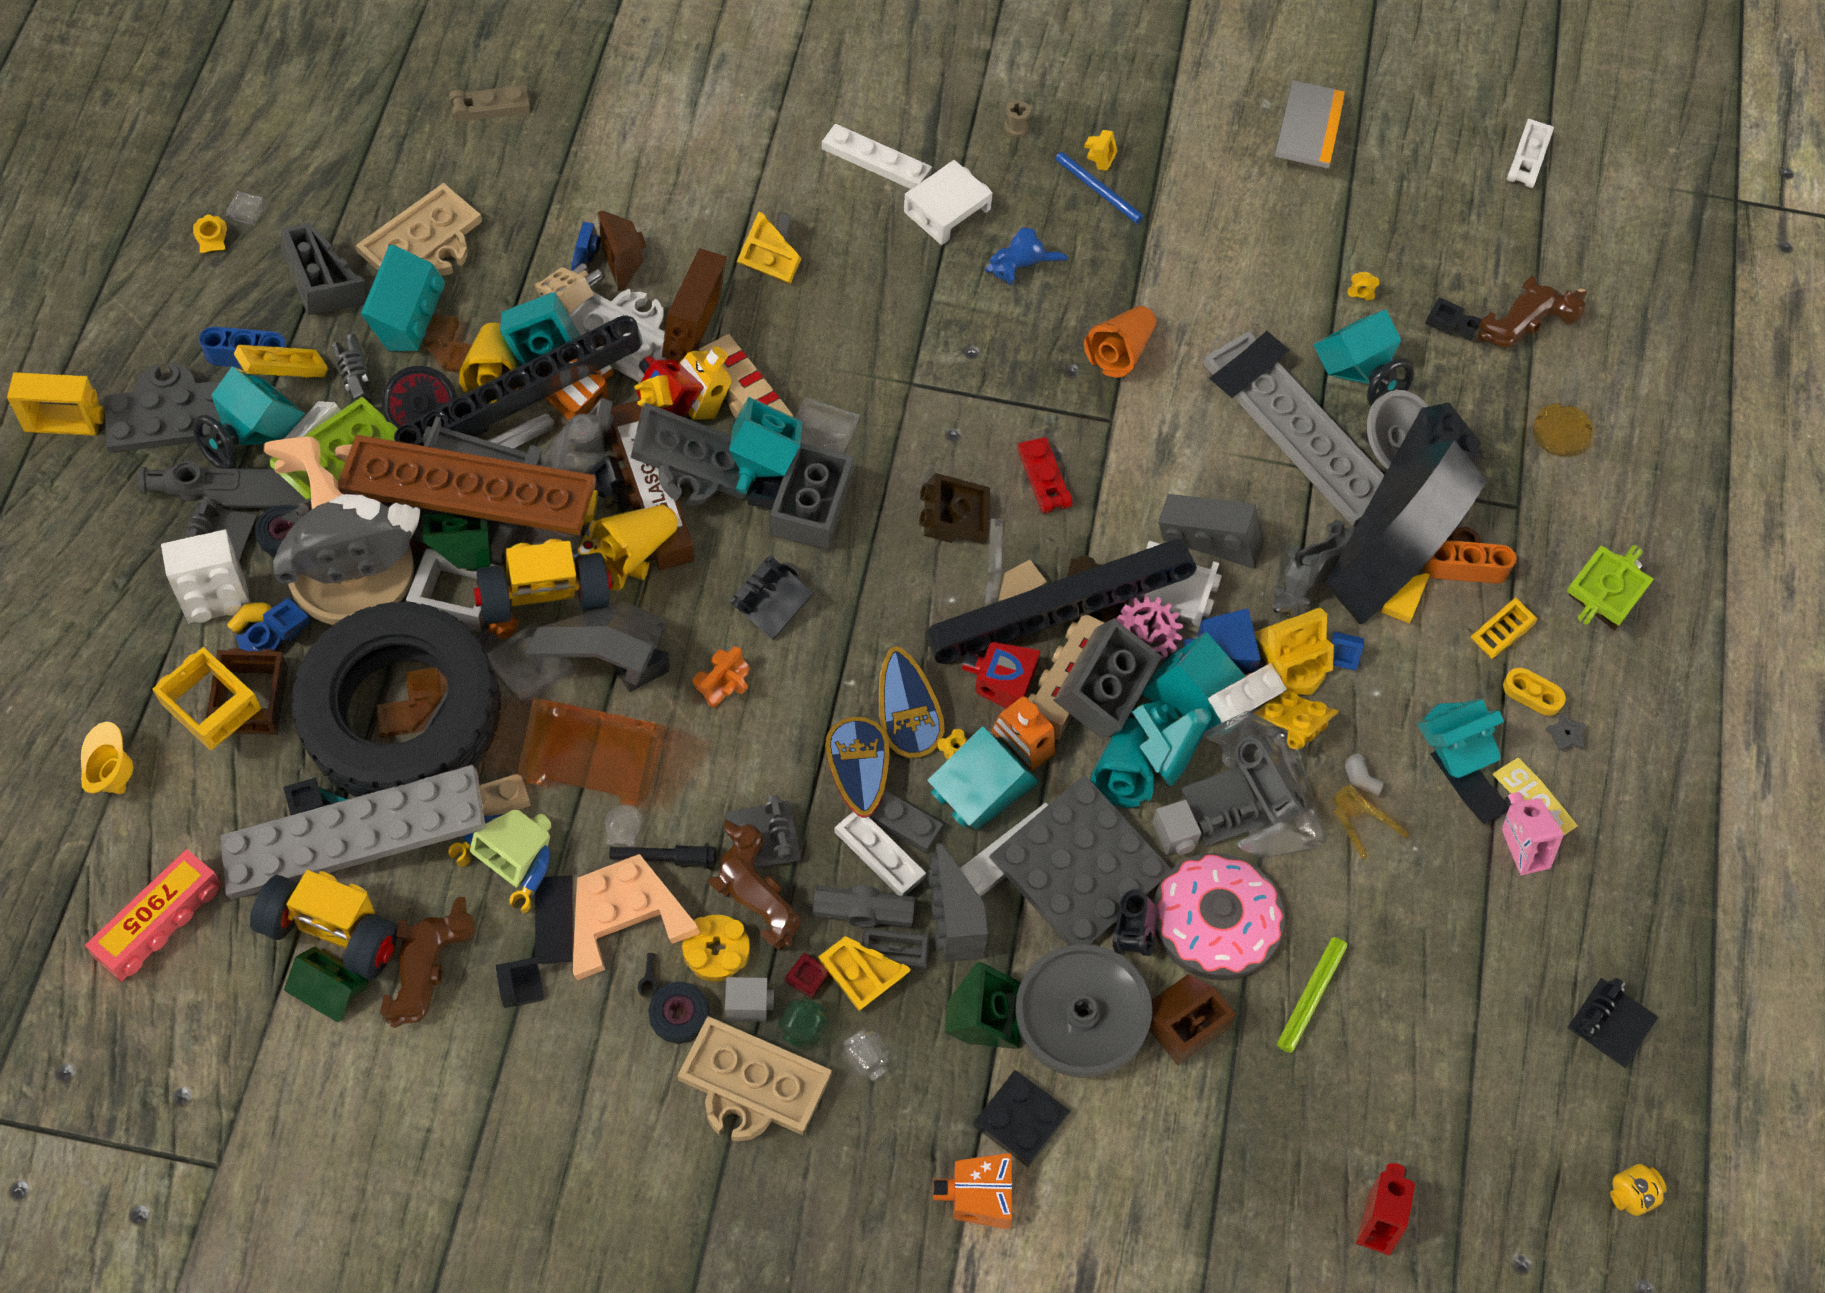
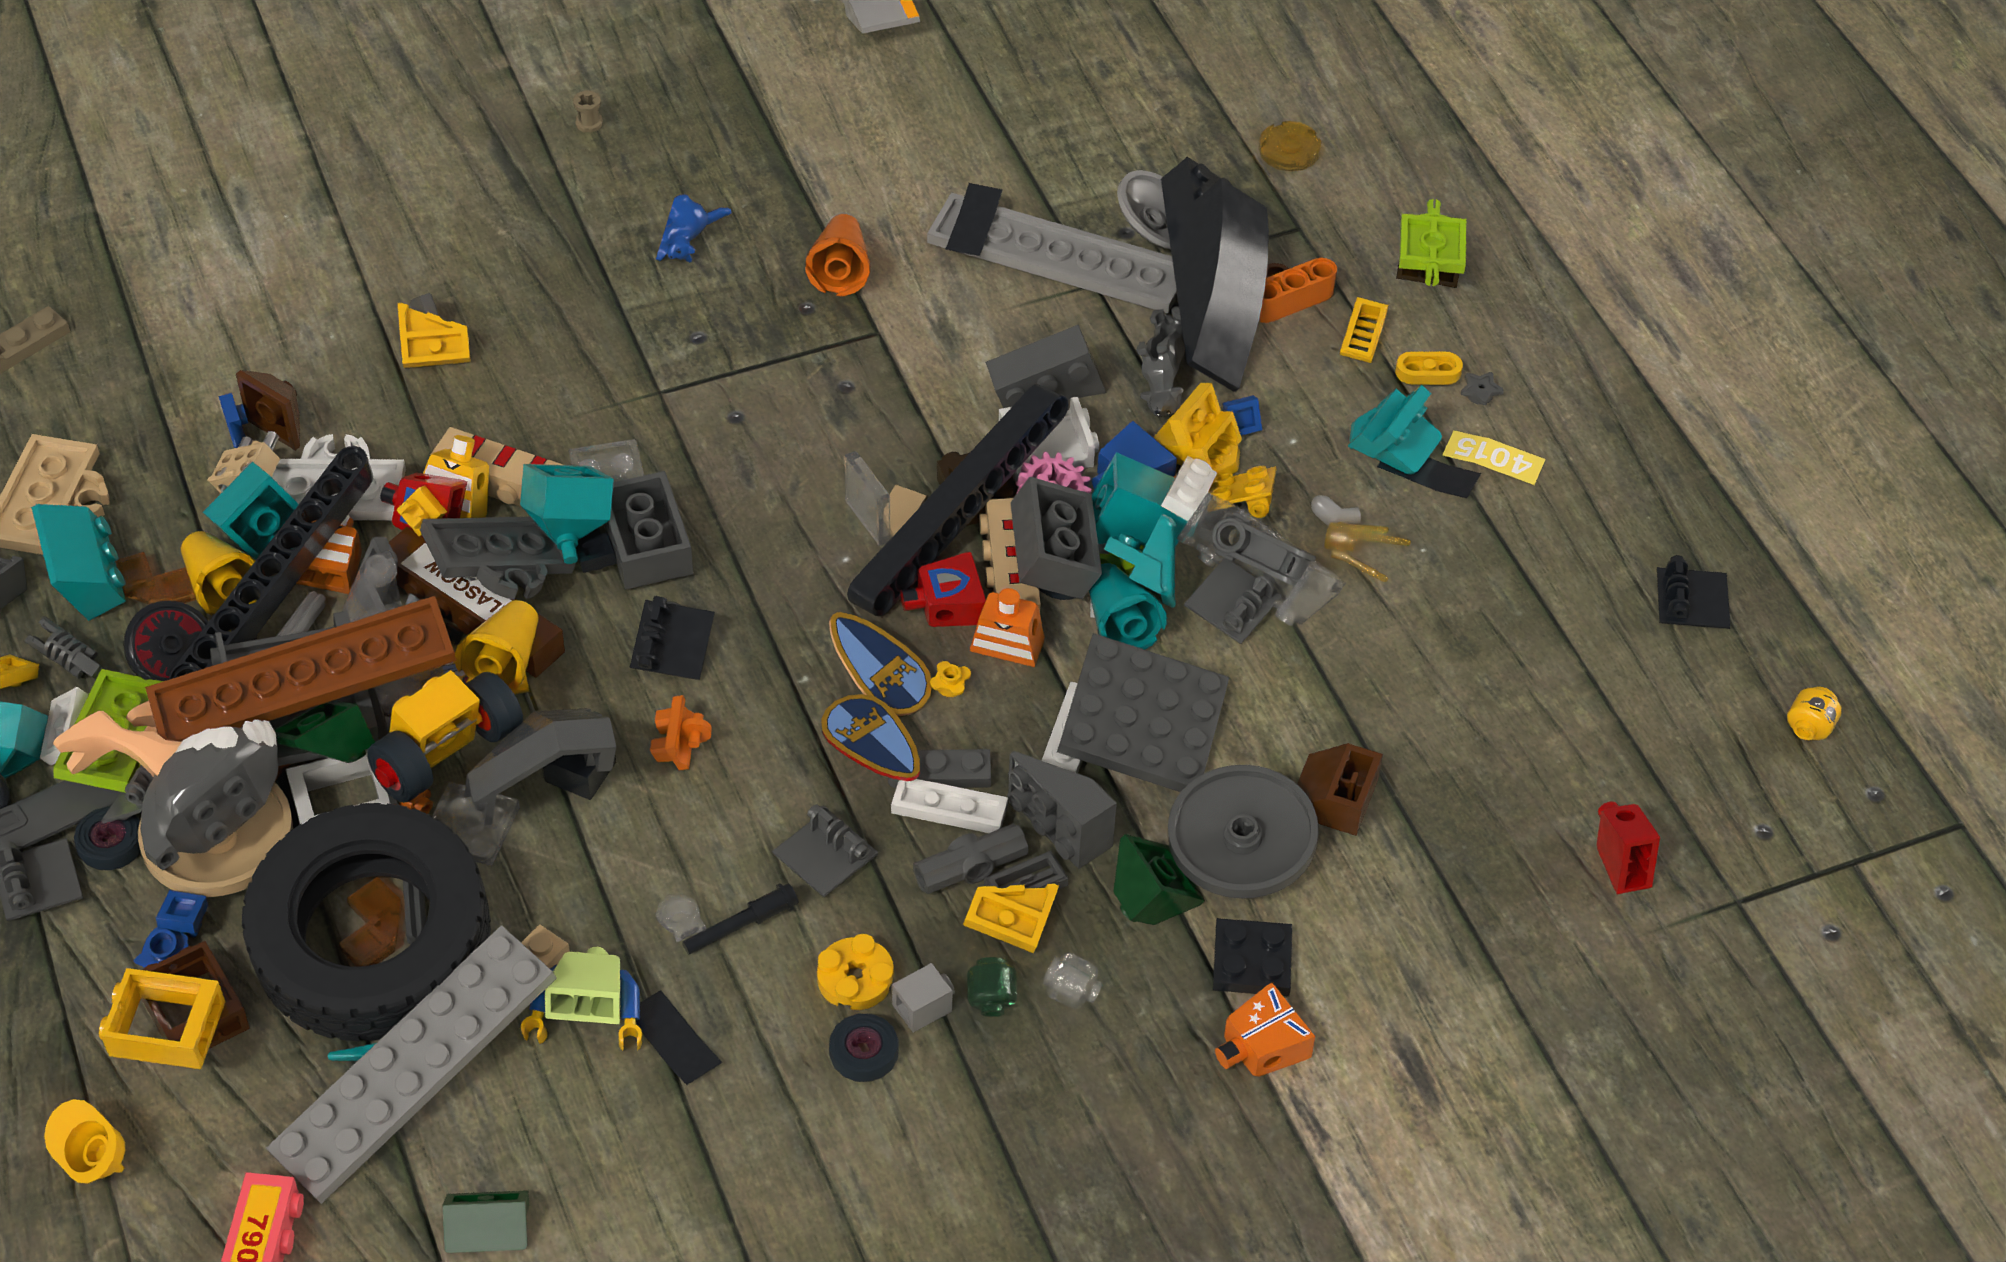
camera: 30 degrees left, 10 degrees down
(205, 576) = (71, 908): white brick -> none
(248, 613) = (133, 930): yellow arm -> none
(303, 796) = (331, 1061): black tile -> none
(330, 913) = (449, 1148): brick -> none
(420, 959) = (571, 1144): reddish brown animal -> none
(519, 982) = (685, 1108): black panel -> none
(591, 750) = (602, 862): clear orange windscreen -> none
(618, 899) = (731, 977): light nougat wing -> none
(649, 975) = (810, 1034): black hand -> none
(694, 305) = (398, 414): reddish brown piece -> none
(751, 889) = (855, 899): reddish brown animal -> none
(752, 1081) = (981, 1065): tan plate -> none
(807, 976) = (961, 948): dark red tile -> none
(875, 157) = (471, 209): white plate -> none
(946, 200) = (574, 214): white panel -> none
(955, 509) = (792, 476): dark brown plate -> none
(981, 780) = (999, 689): teal slope -> none
(1044, 475) = (852, 408): red plate -> none
(1099, 187) = (712, 137): blue bar -> none
(1102, 149) = (691, 102): yellow tile -> none
(1136, 930) = (1236, 739): black piece -> none
(1176, 828) = (1206, 639): light grey brick -> none
(1219, 916) = (1297, 694): dish -> none
(1312, 995) = (1428, 713): lime axle -> none
(1363, 279) = (1020, 102): yellow plate -> none
(1364, 355) = (1072, 162): teal piece -> none
(1405, 601) = (1263, 350): yellow tile -> none
(1449, 317) = (1123, 99): black plate -> none
(1528, 311) = (1190, 62): reddish brown animal -> none
(1531, 833) = (1515, 480): bright pink torso -> none

